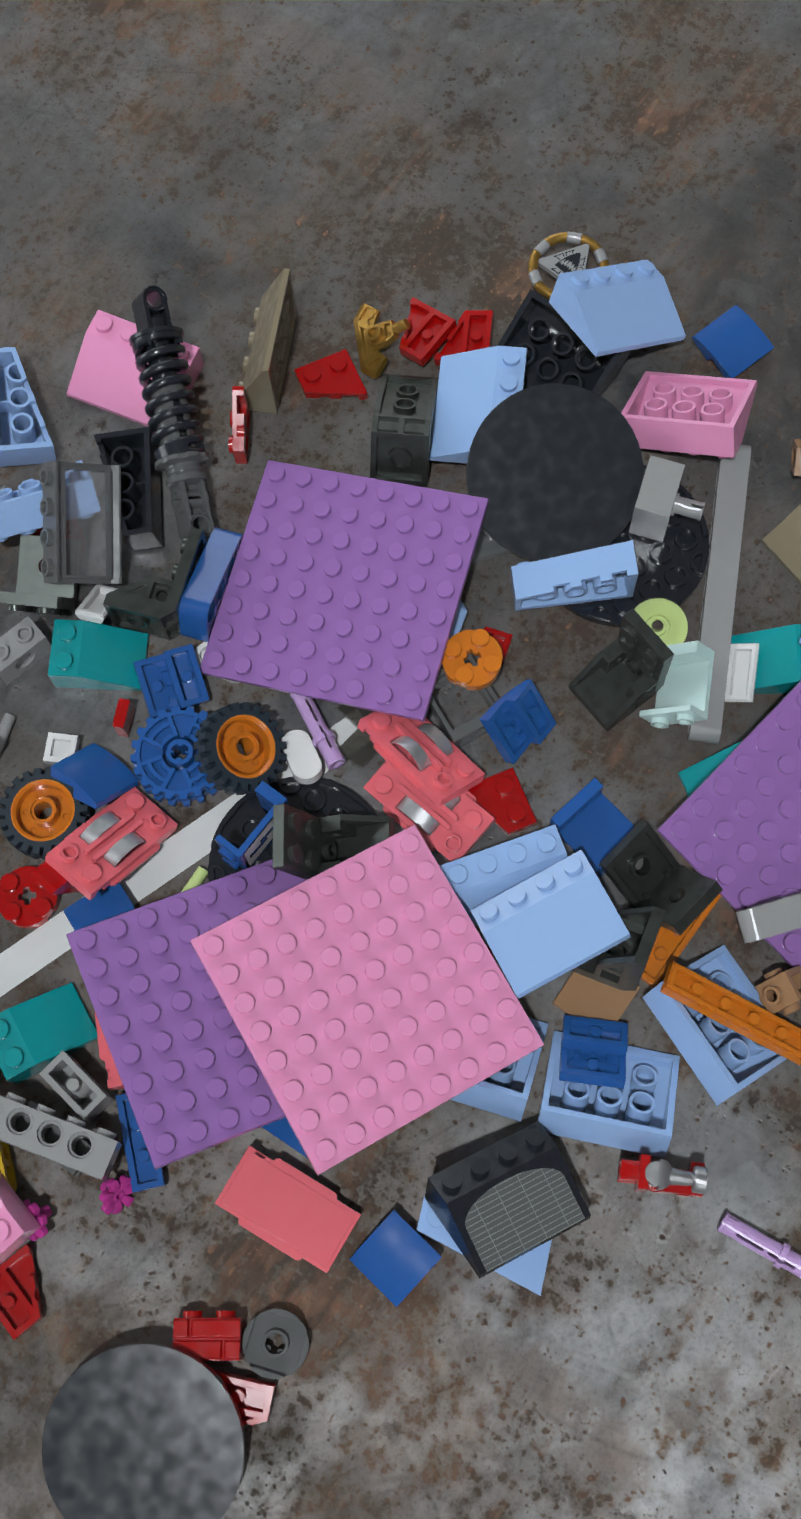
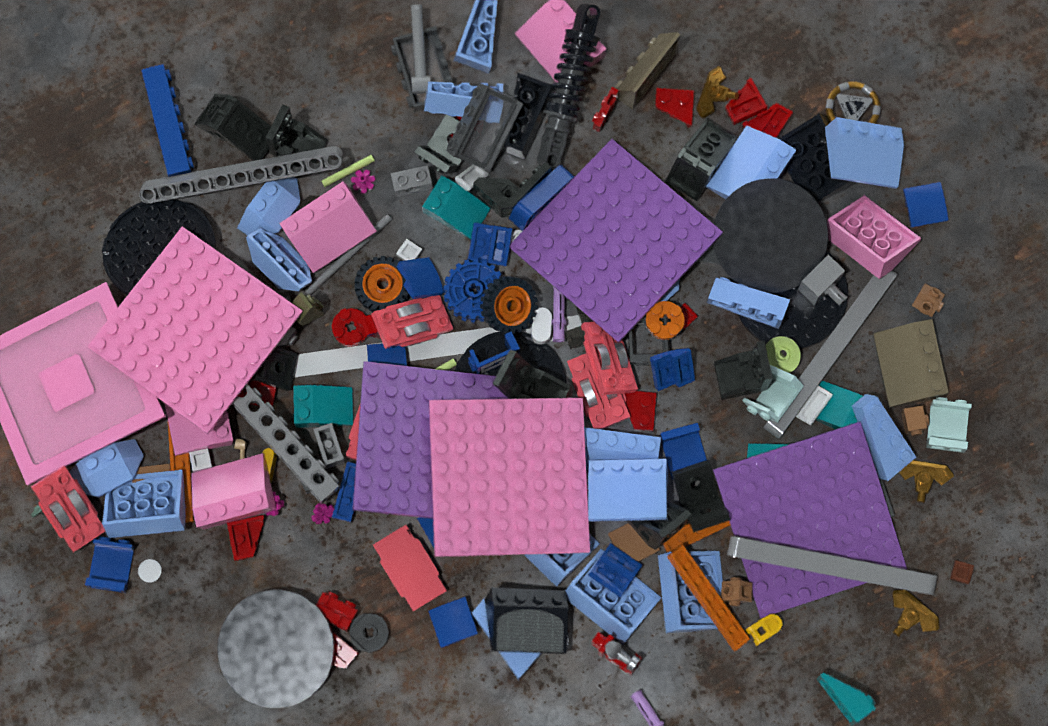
camera: 20 degrees right, 5 degrees up
(123, 717) = (452, 252): red tile -> none

